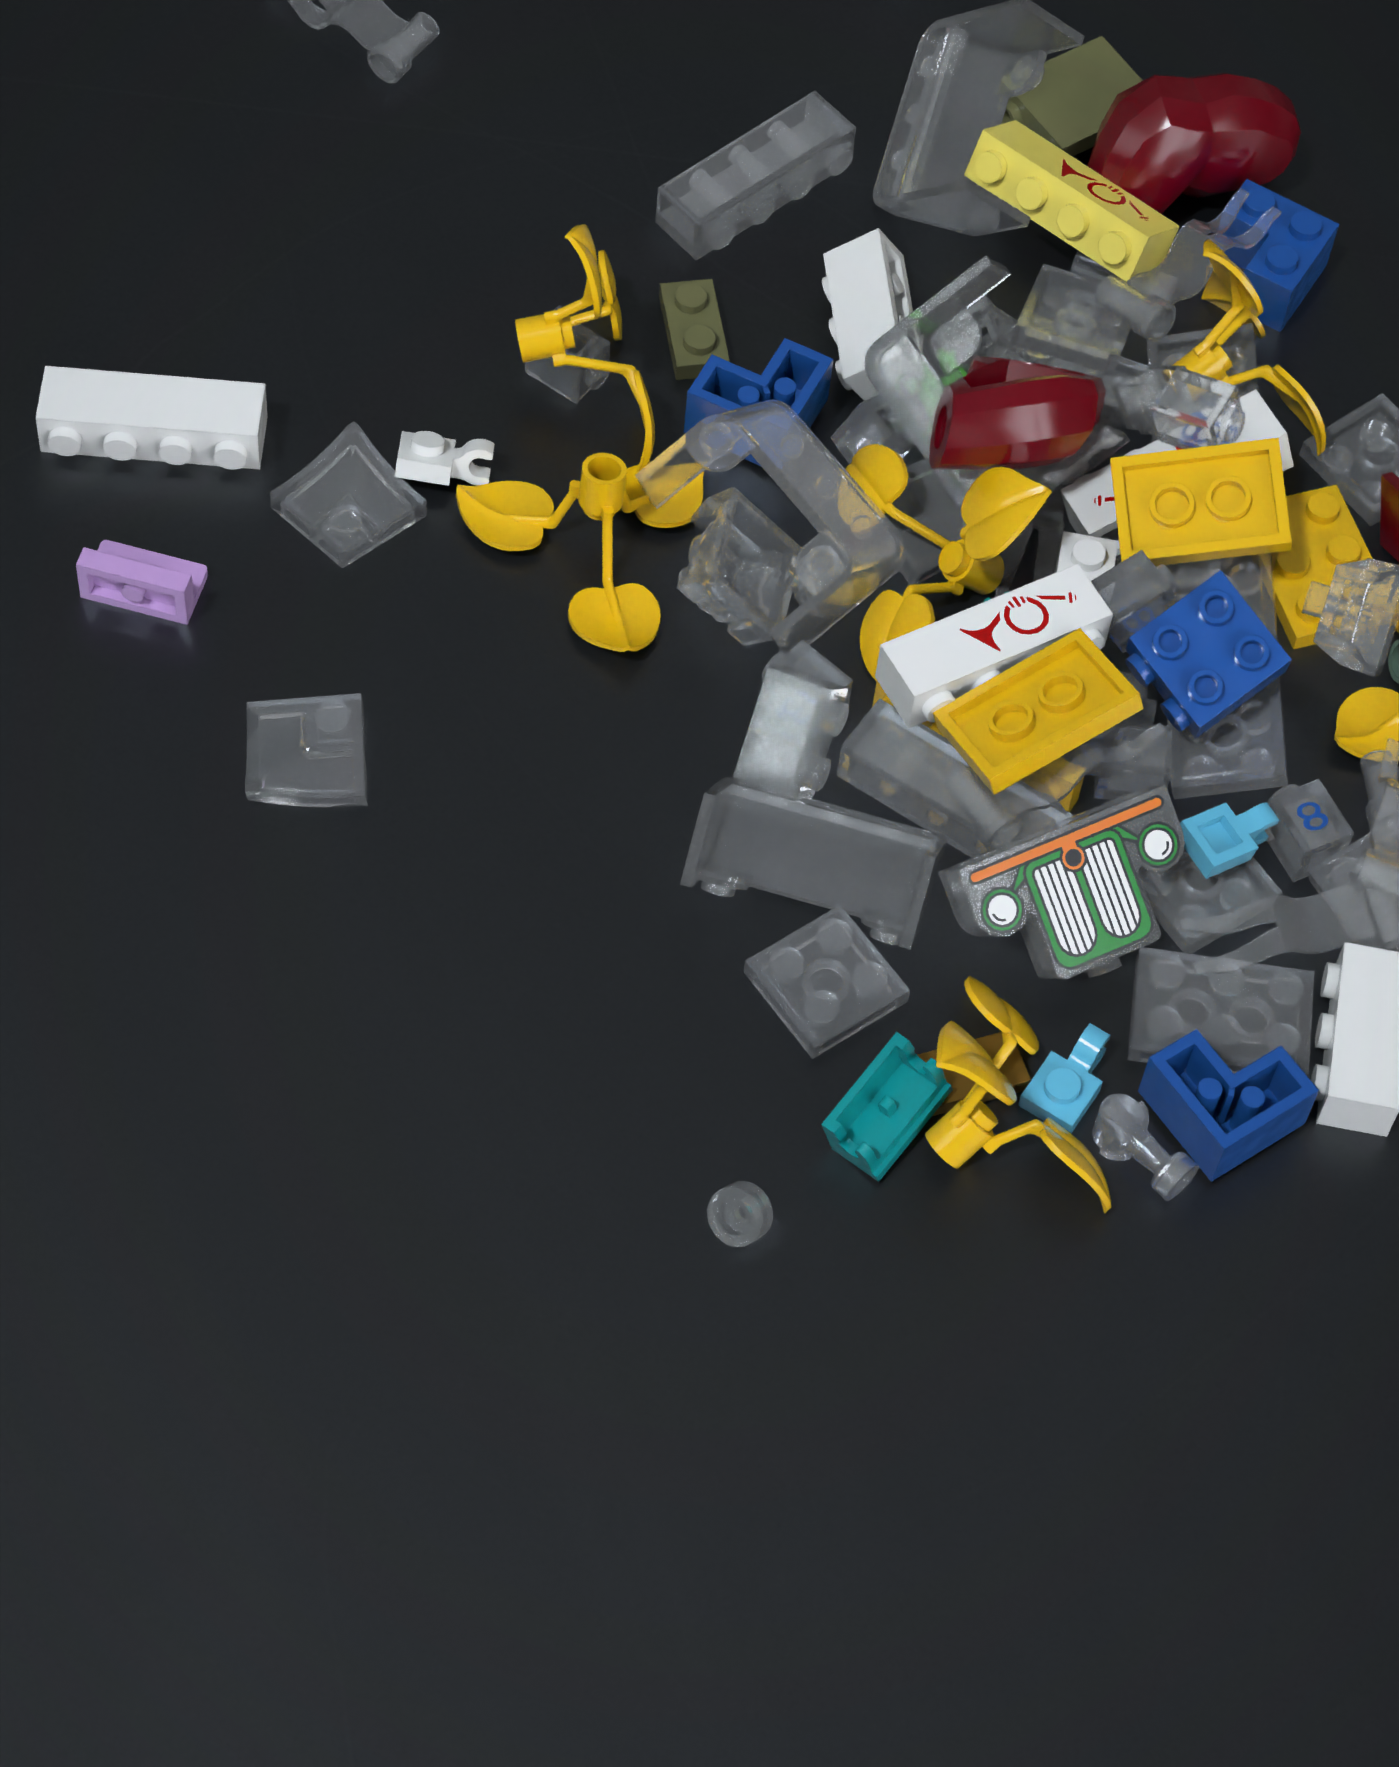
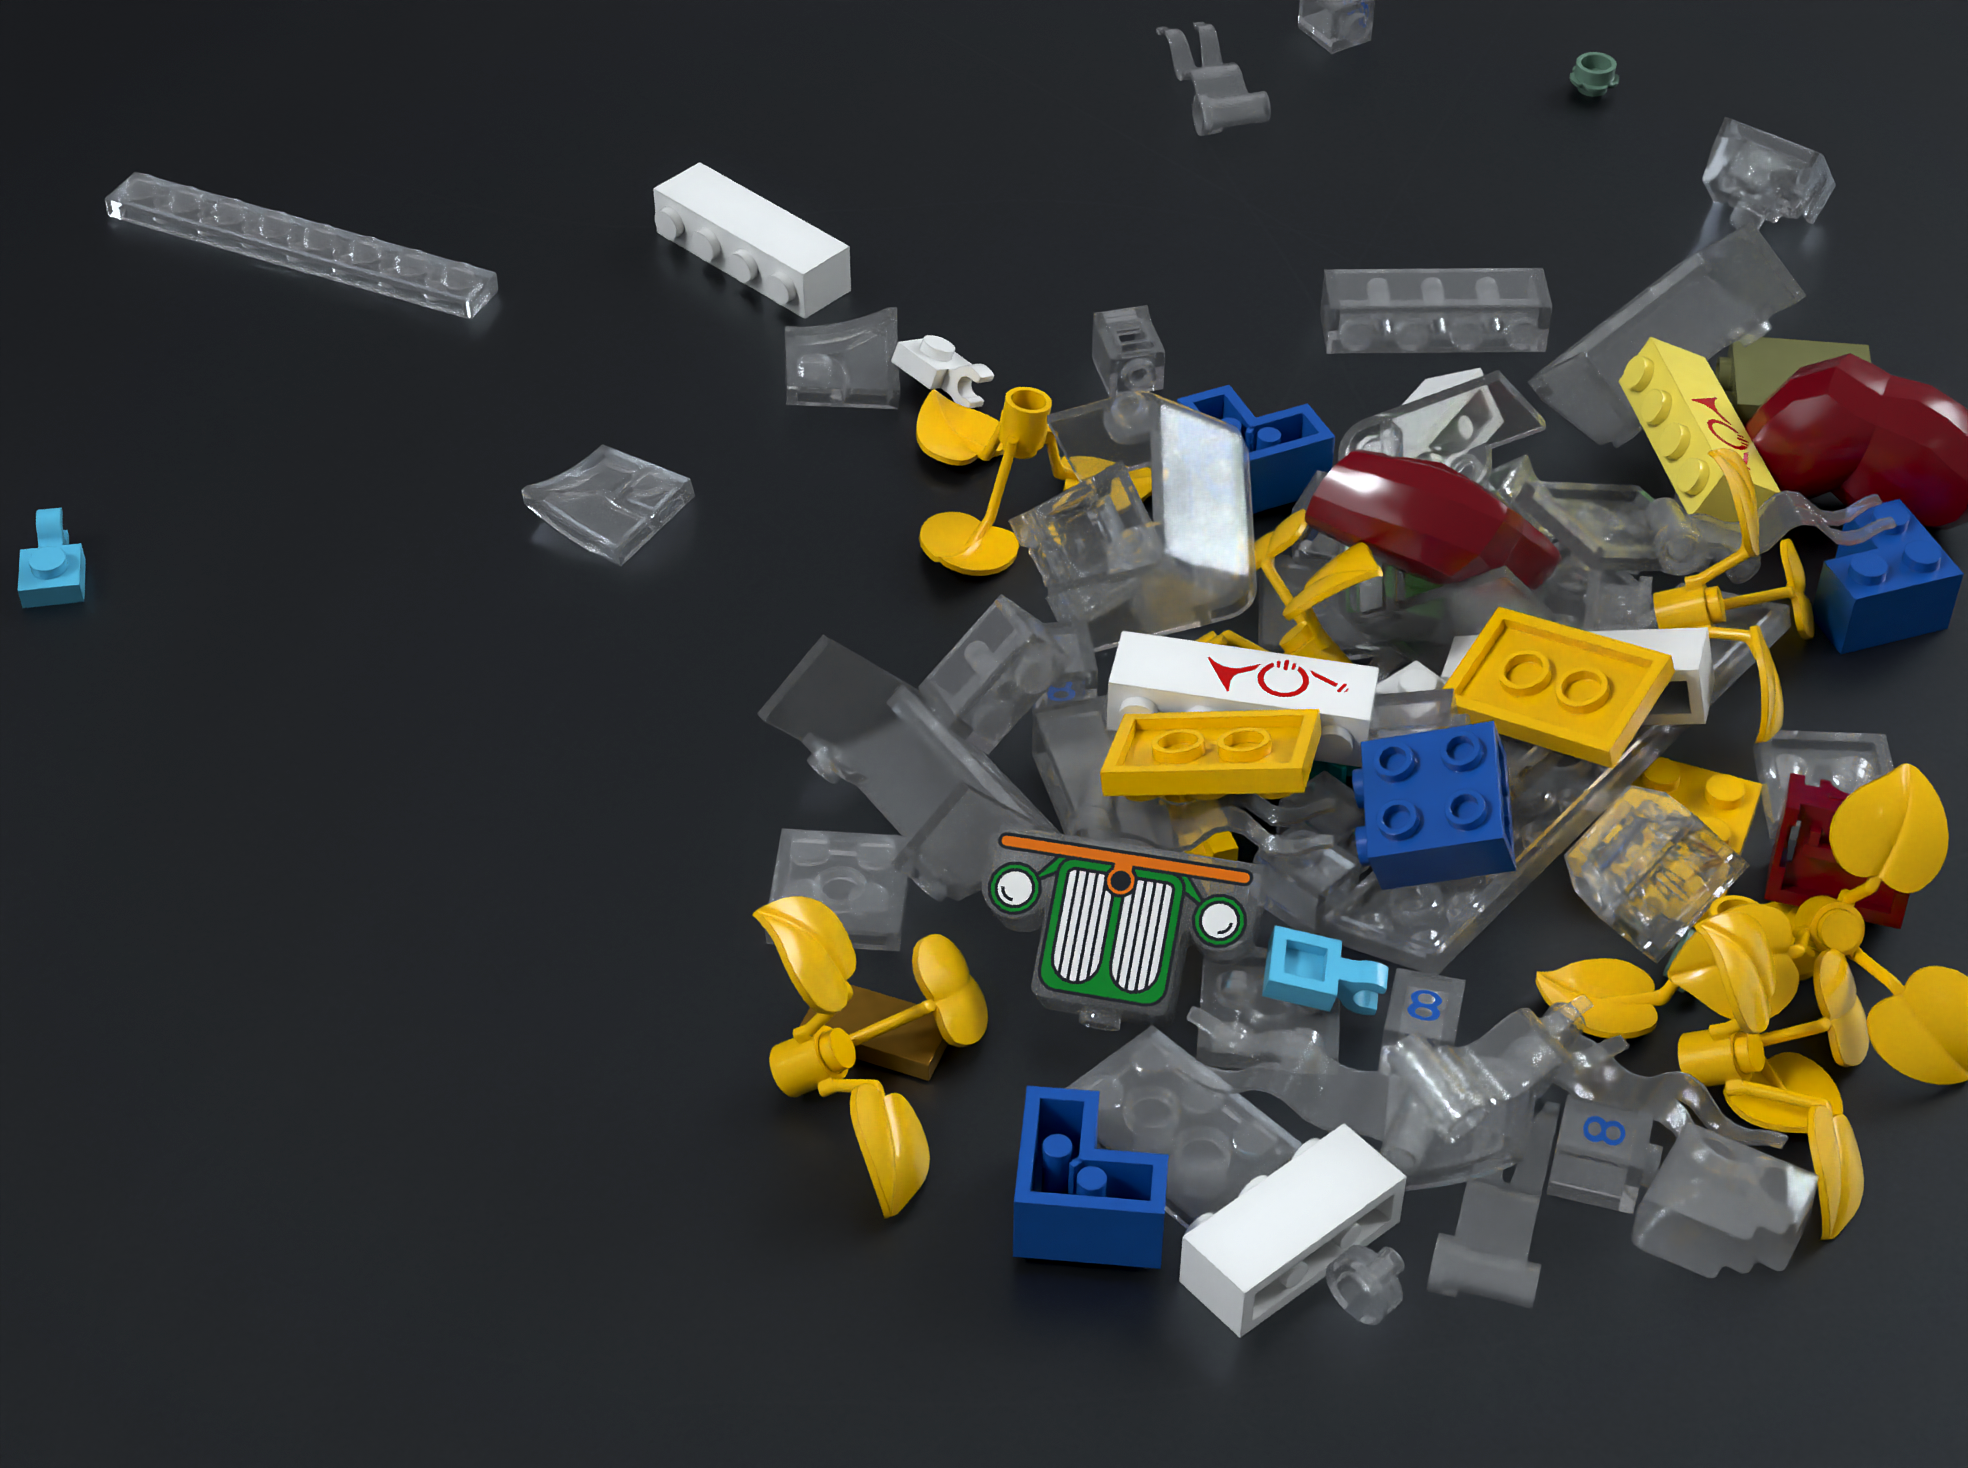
camera: 45 degrees right, 15 degrees down
(141, 580) = (622, 334): lavender panel -> none
(552, 332) = (1106, 309): yellow plant -> none
(692, 325) = (1274, 380): olive plate -> none
(740, 1214) = (554, 1003): clear tile -> none
(886, 1107) = (744, 1000): teal hinge -> none
(1064, 1086) = (961, 1096): medium azure plate -> none
(1123, 1134) = (970, 1167): clear leg -> none
(1197, 411) = (1621, 605): clear brick -> none

